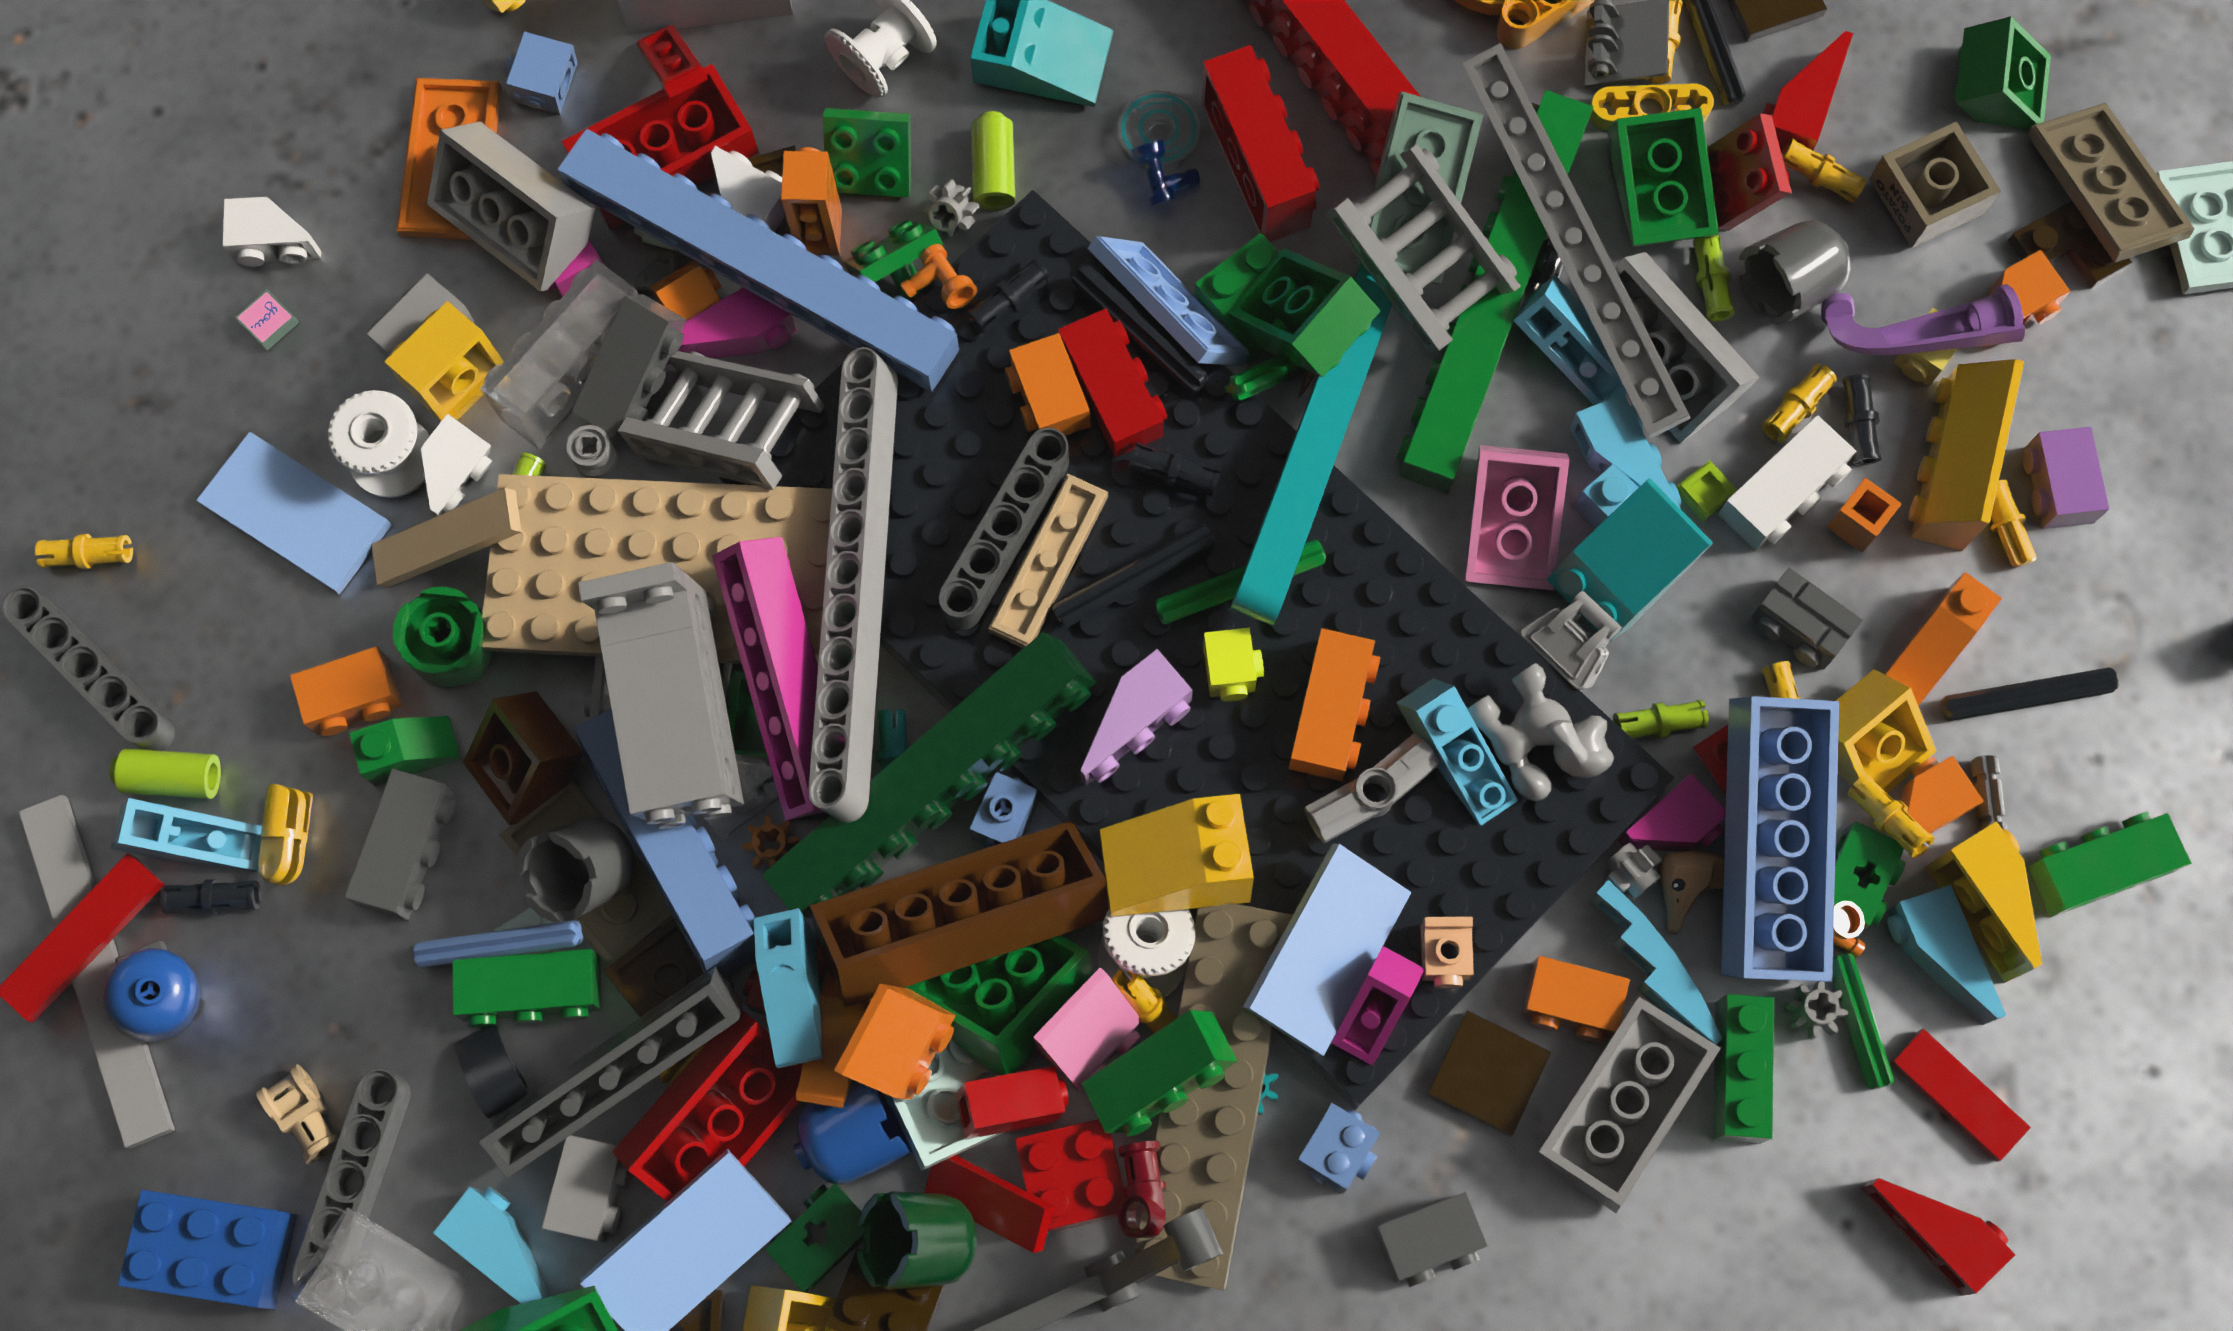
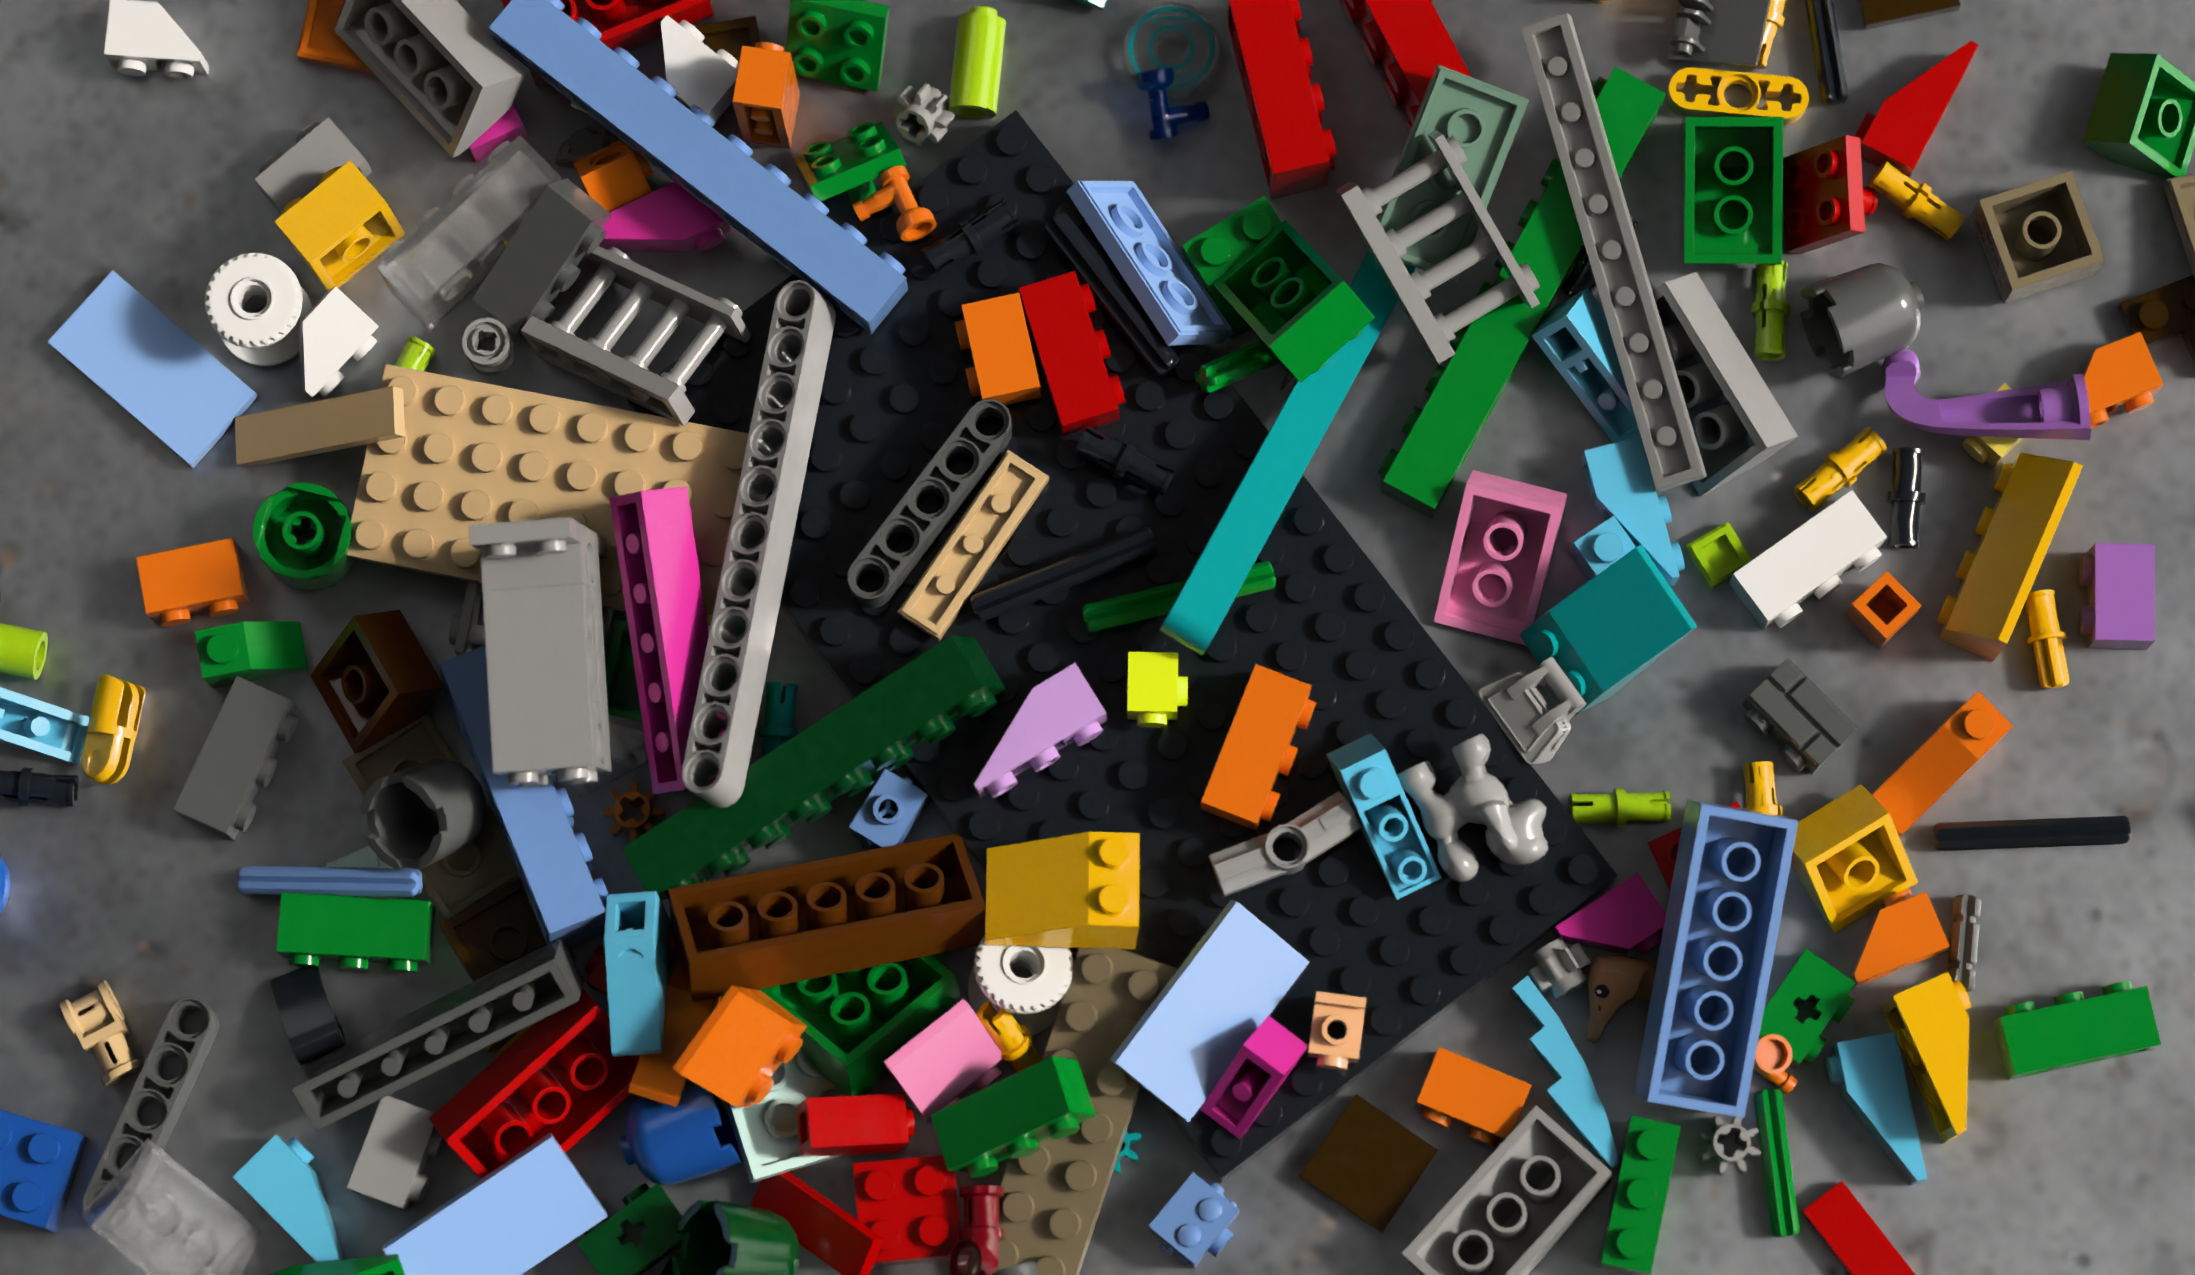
camera: 10 degrees right, 5 degrees up
(267, 320) = (142, 141): bright pink tile -> none
(1891, 816) = (1843, 949): yellow pin -> none

